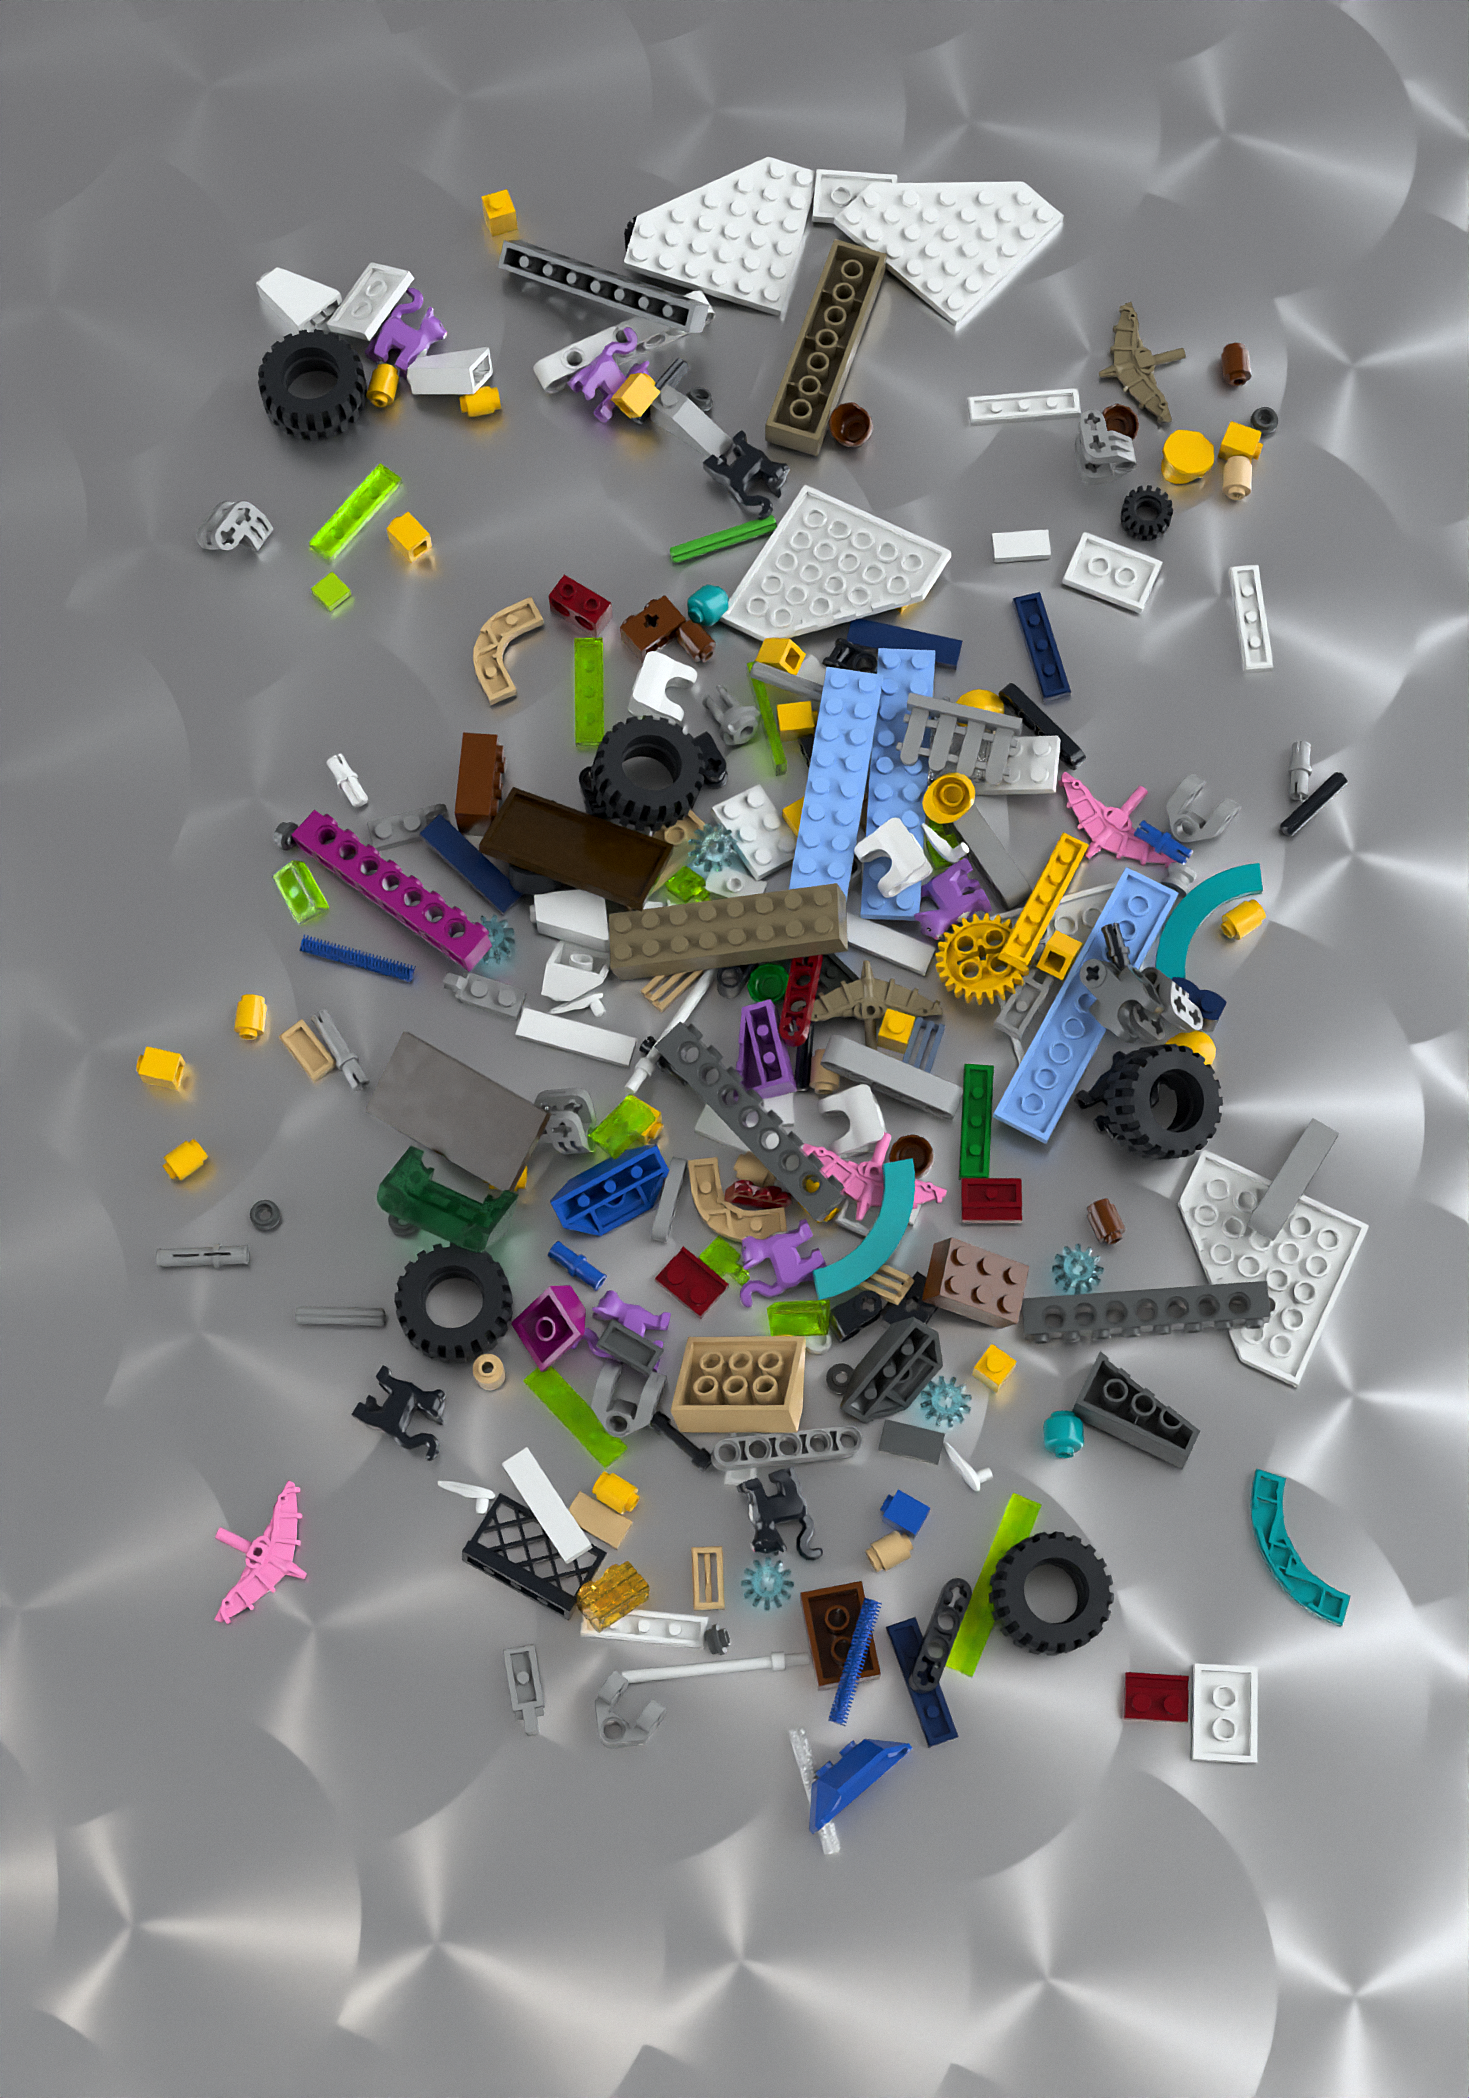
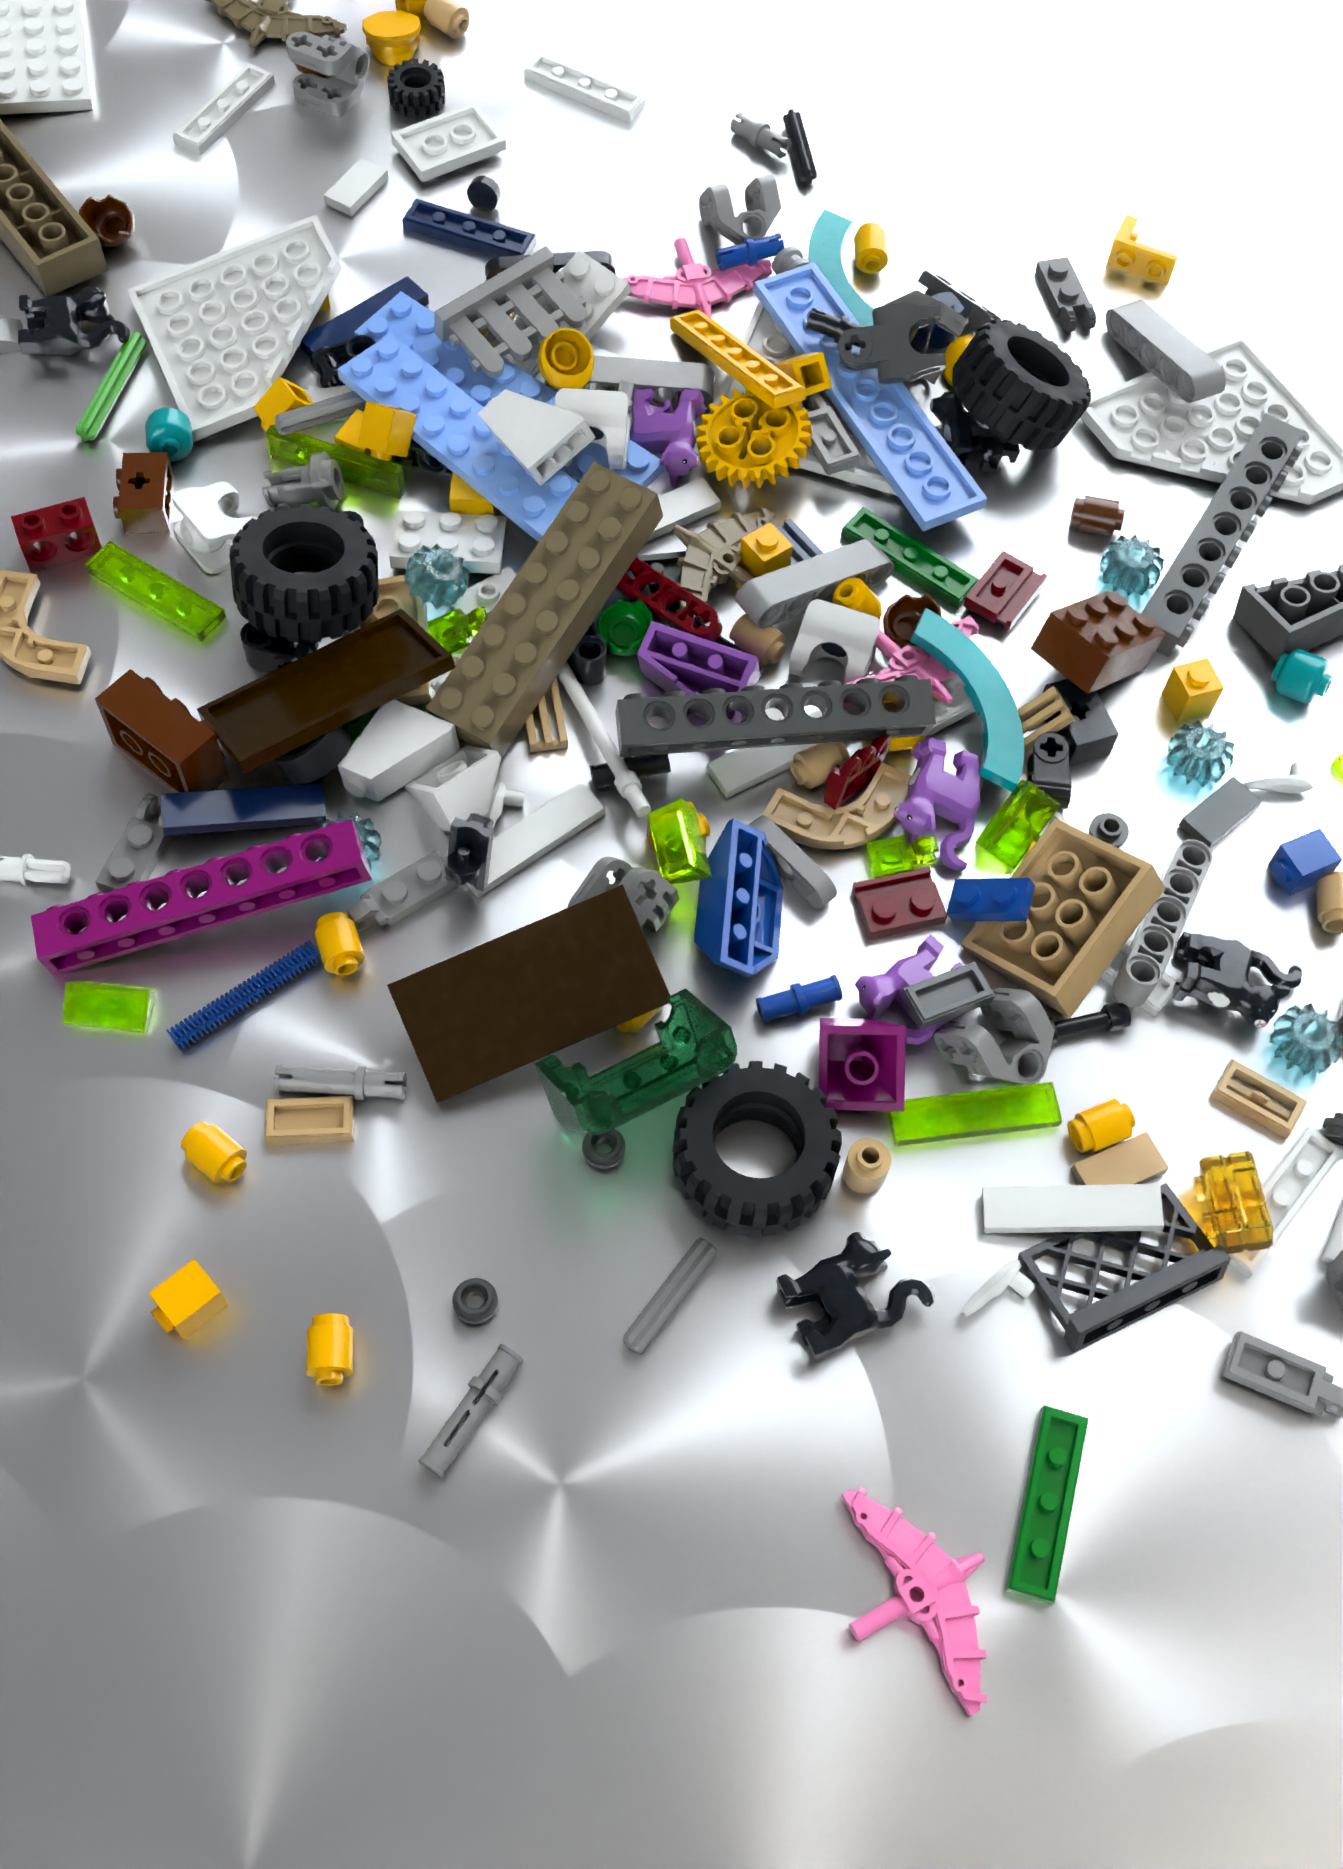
camera: 60 degrees left, 10 degrees down
(283, 835) = (30, 972): dark grey plate -> none
(360, 1595) = (1047, 1505): none -> green tile
(423, 984) = (339, 943): none -> yellow brick
(524, 1012) = (470, 851): none -> black hips
(695, 641) = (196, 467): reddish brown brick -> none
(723, 1334) = (990, 899): none -> blue plate
(798, 734) = (386, 430): none -> yellow brick
(848, 827) = (536, 432): none -> white slope
(893, 1371) = (1140, 765): dark grey wedge -> none
(897, 1114) = (857, 596): none -> yellow brick
(1080, 632) = (484, 193): none -> black tile
(1239, 1013) = (974, 310): none -> dark grey hinge
(1318, 1077) = (1065, 293): none -> dark grey hinge
(1401, 1090) = (1139, 258): none -> yellow bracket

